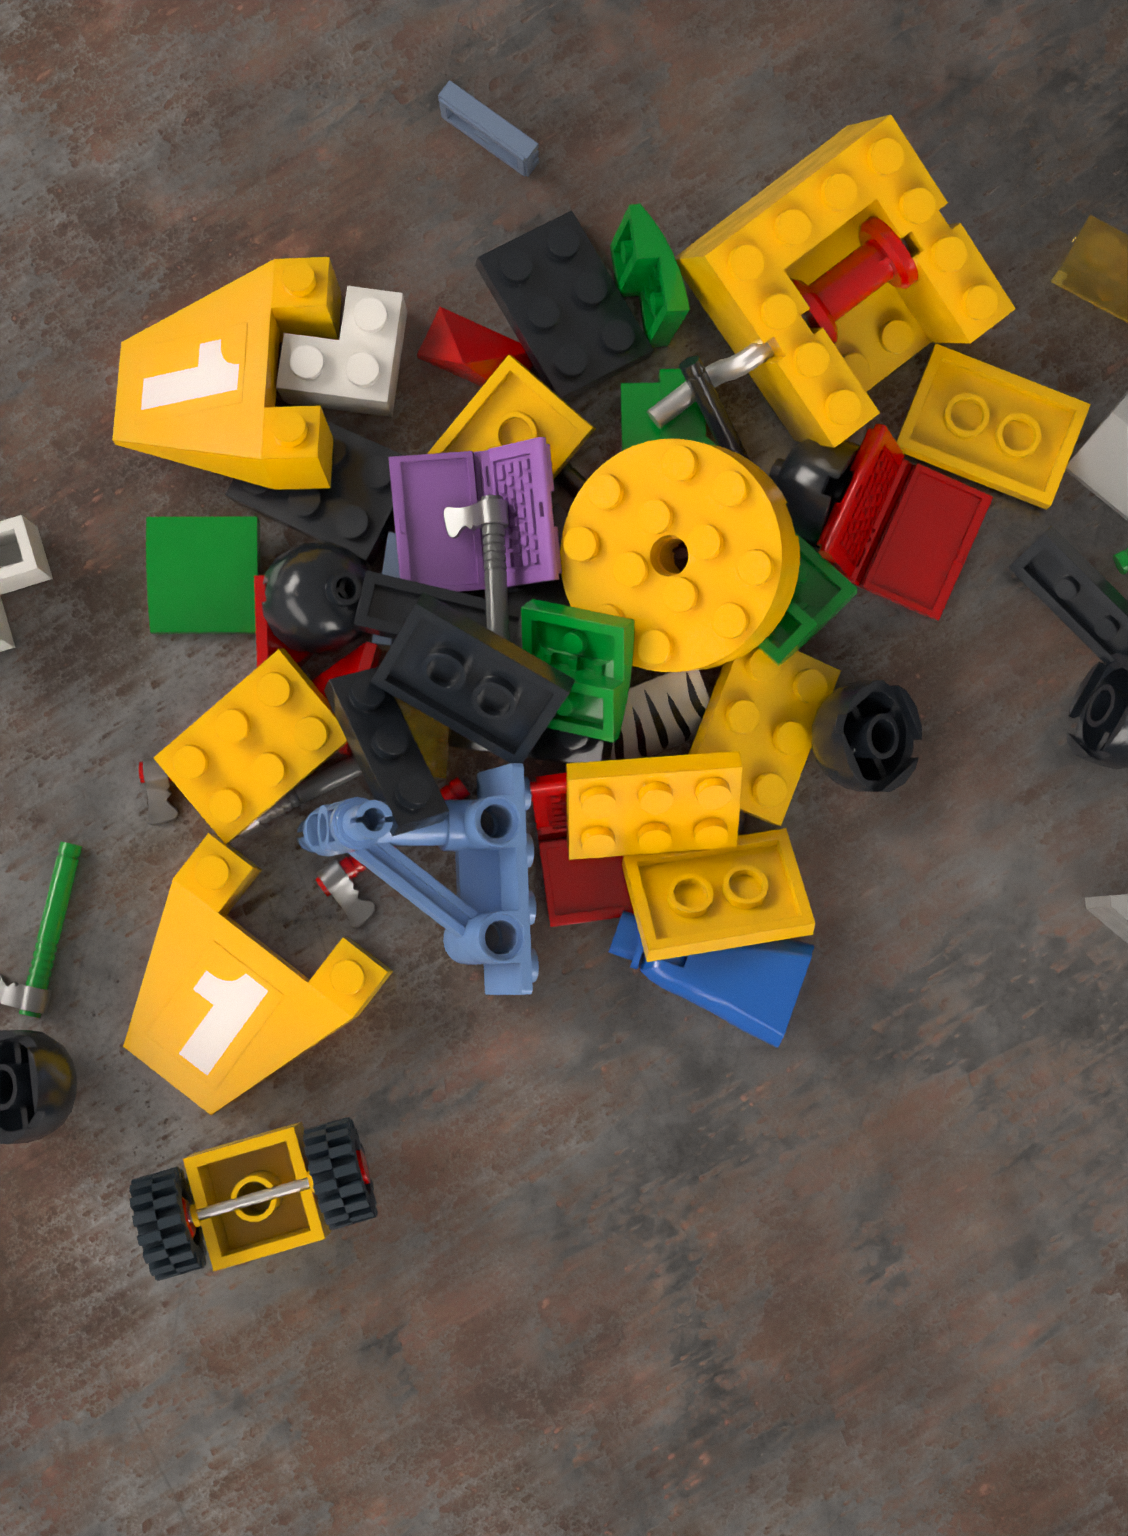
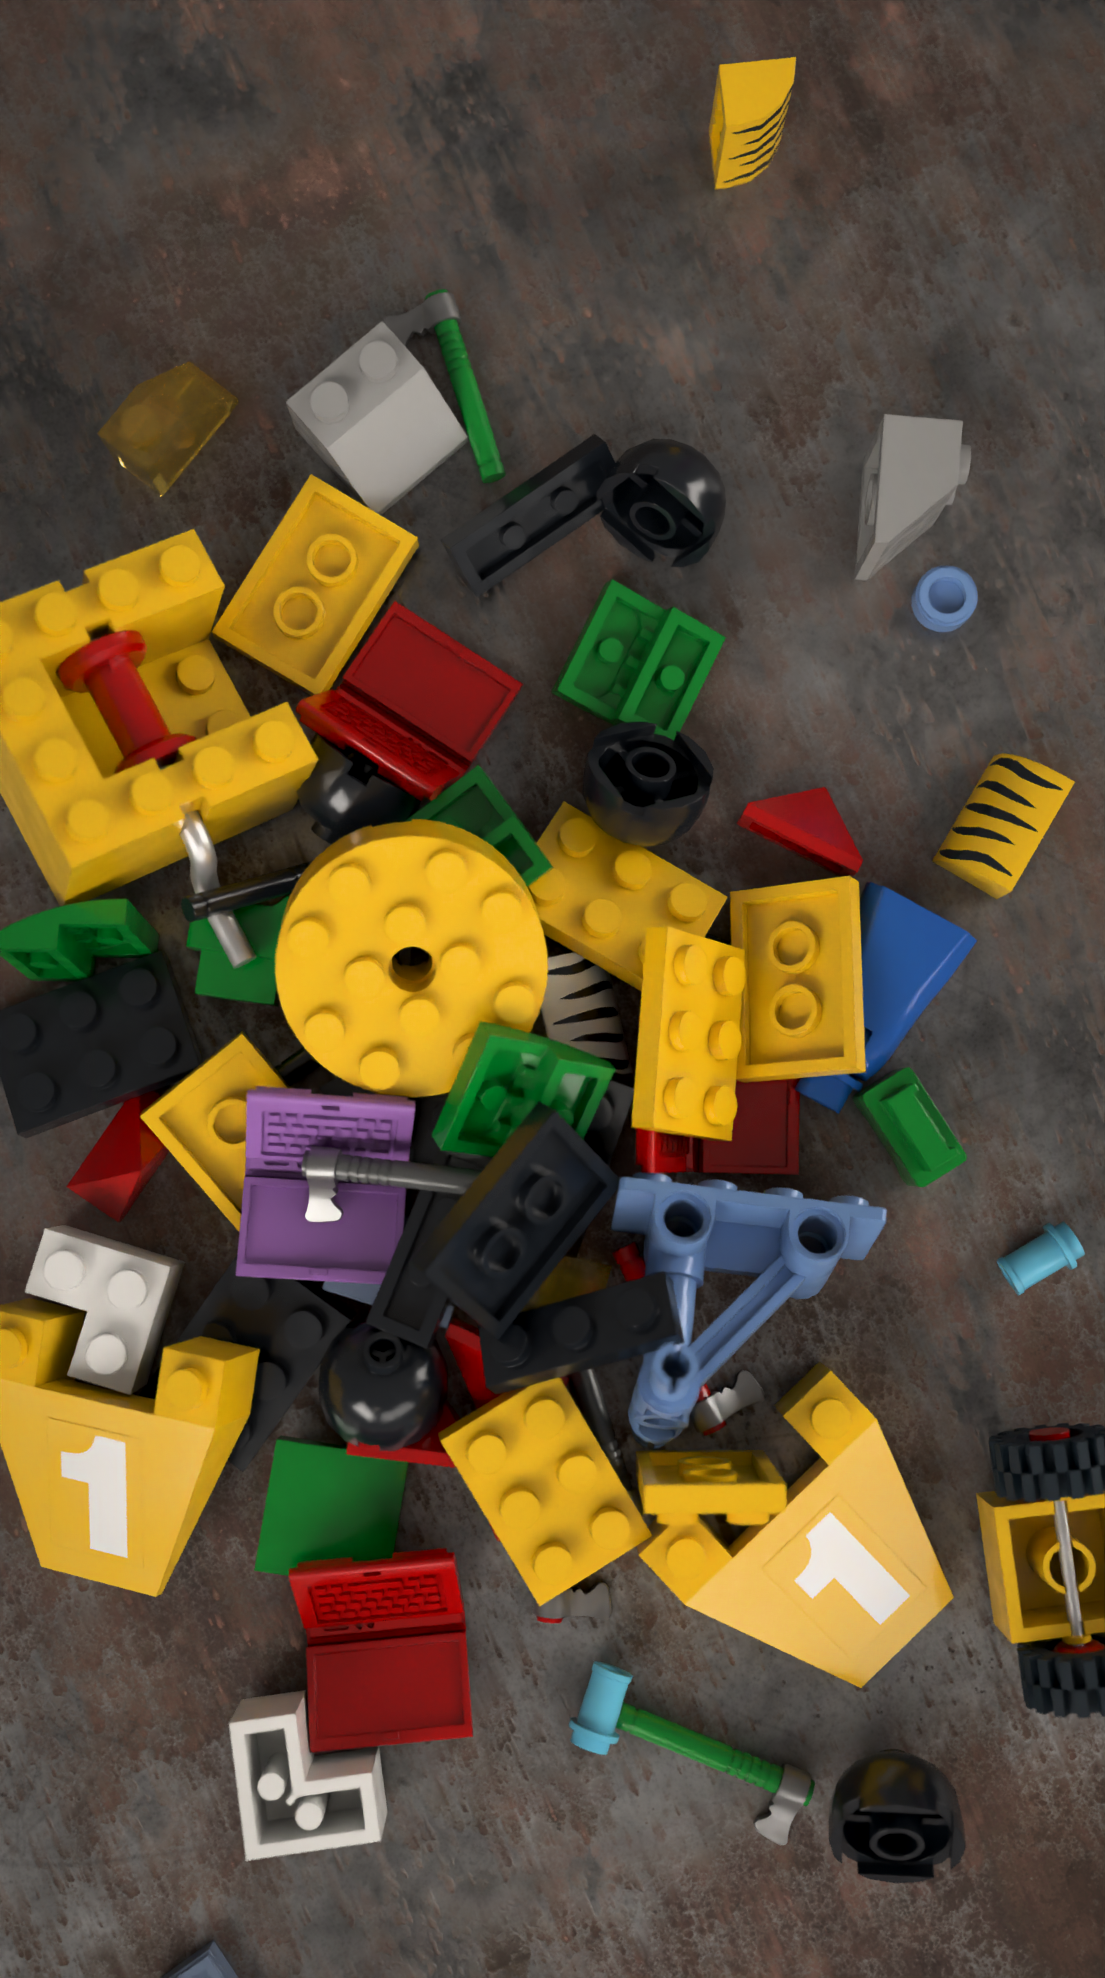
camera: 85 degrees left, 0 degrees up
(74, 826) = (600, 1709): none -> medium azure pin
(98, 637) = (384, 1650): none -> red piece
(274, 856) = (696, 1482): none -> yellow plate
(512, 1147) = (1041, 1257): none -> medium azure pin
(606, 1014) = (910, 1127): none -> green piece
(856, 884) = (806, 826): none -> red slope
(887, 1057) = (1003, 823): none -> yellow brick
(975, 717) = (638, 661): none -> green slope
(1080, 978) = (944, 598): none -> medium blue tile

